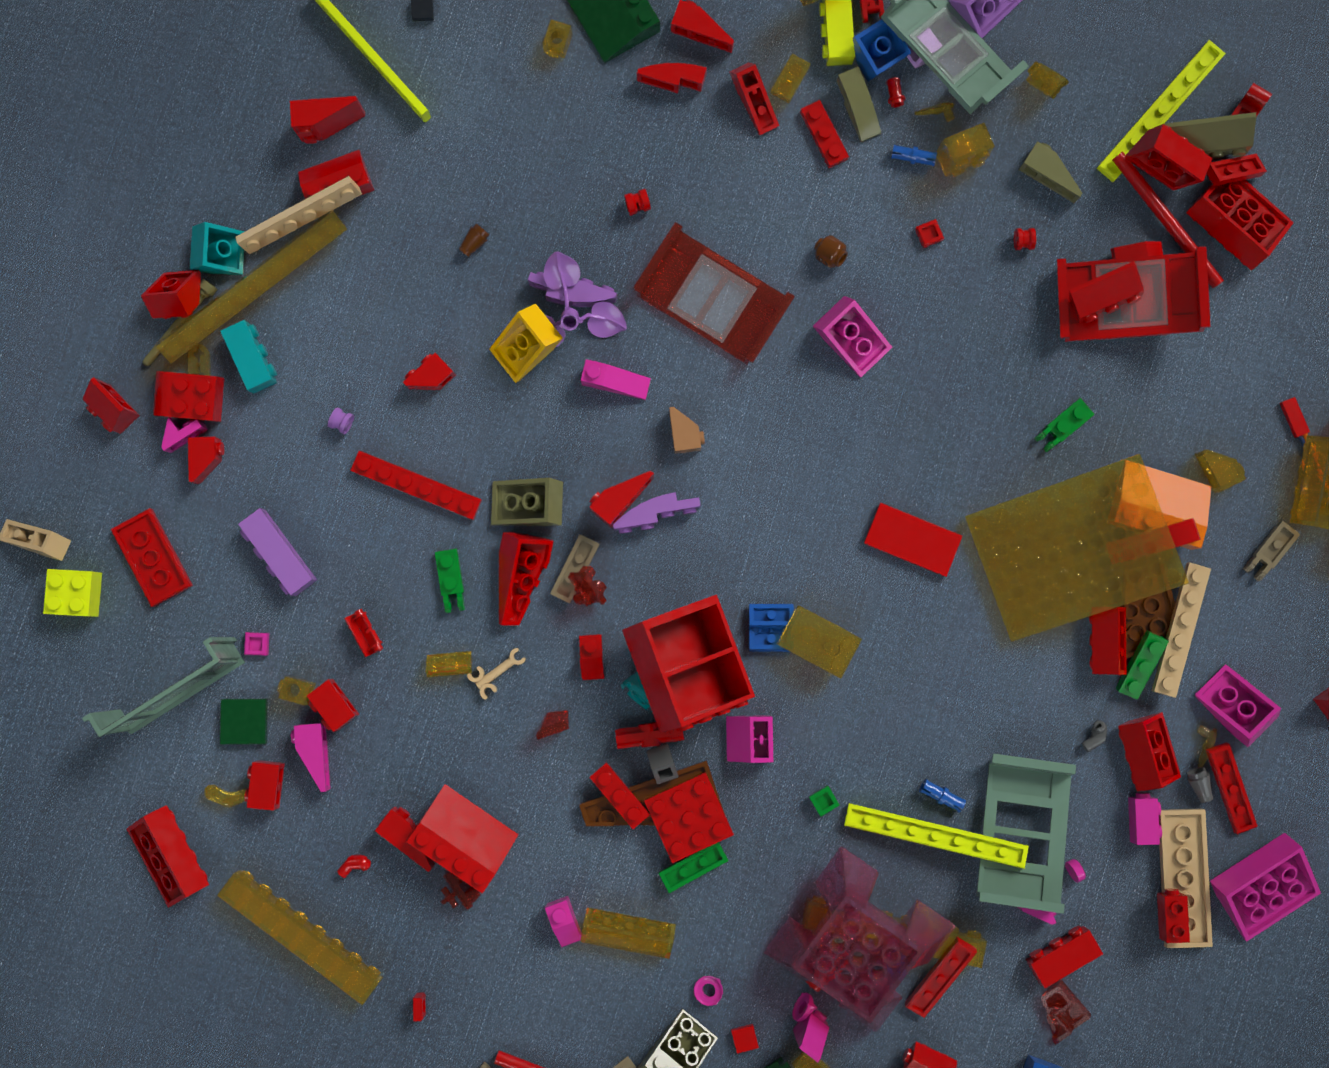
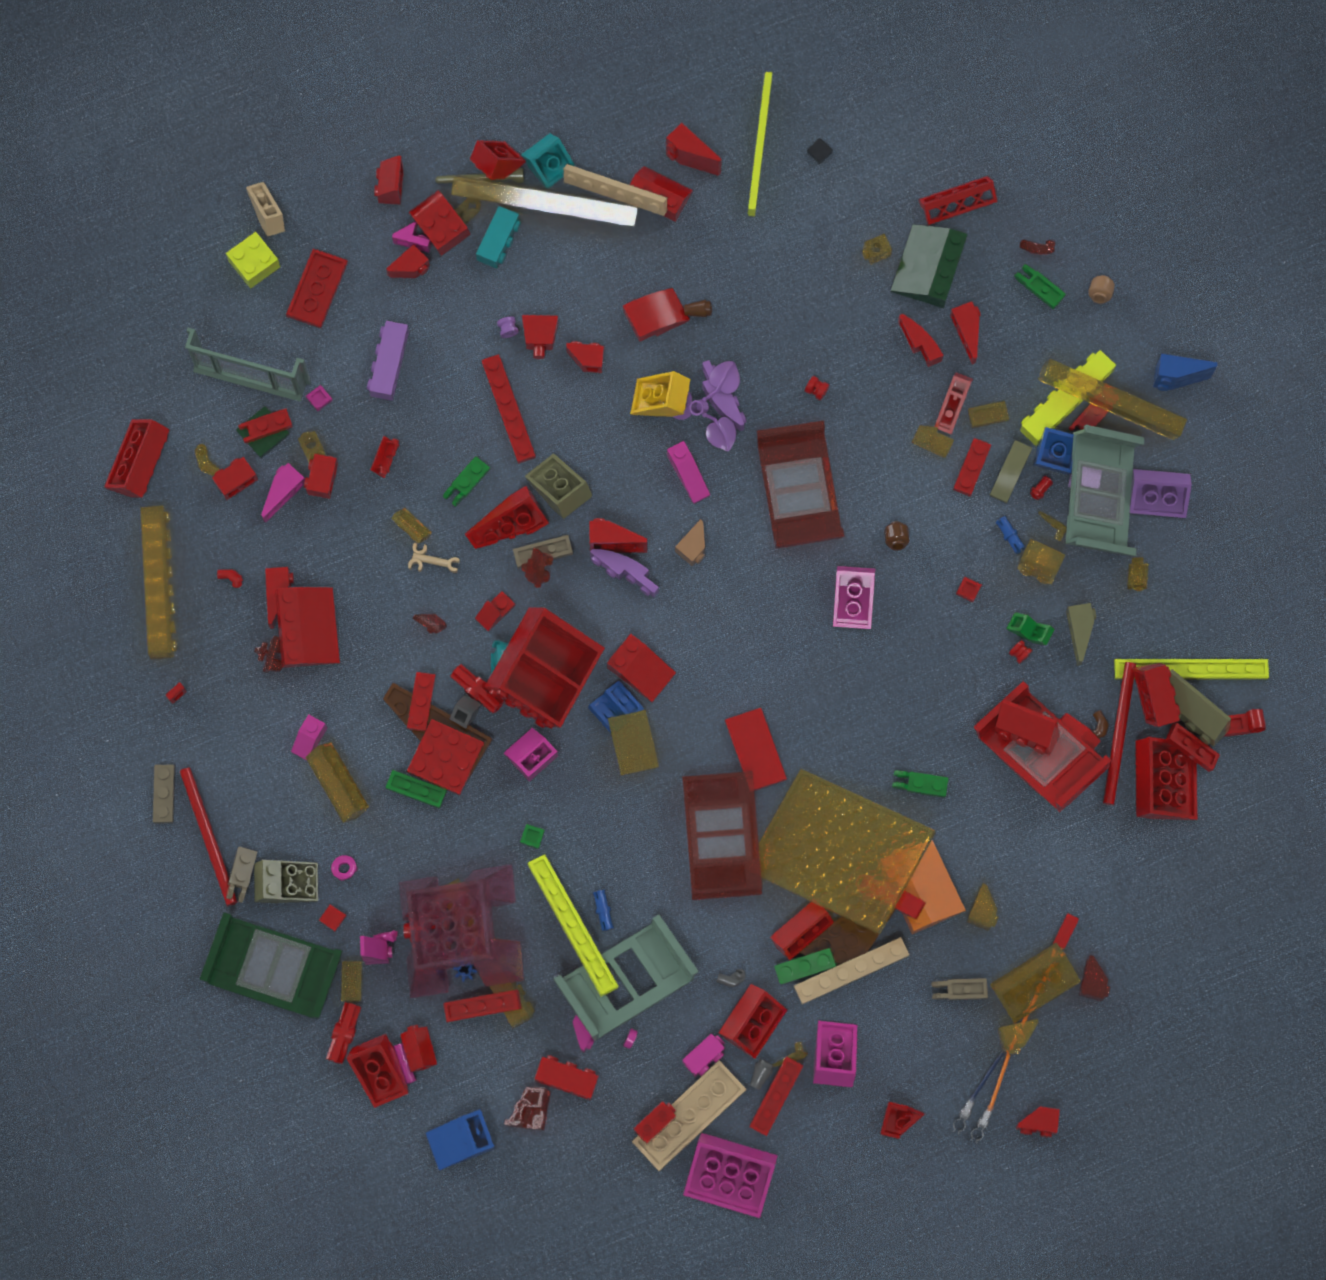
camera: 50 degrees right, 10 degrees down
(241, 713) = (266, 425): none -> red hinge
(372, 397) = (540, 333): none -> red torso
(444, 281) = (655, 314): none -> red slope
(755, 575) = (640, 668): none -> red slope
(771, 146) = (931, 440): none -> clear yellow slope
(966, 633) = (722, 835): none -> clear red piece
(1011, 213) = (1030, 630): none -> green slope
(1144, 226) = (1102, 726): none -> reddish brown arm

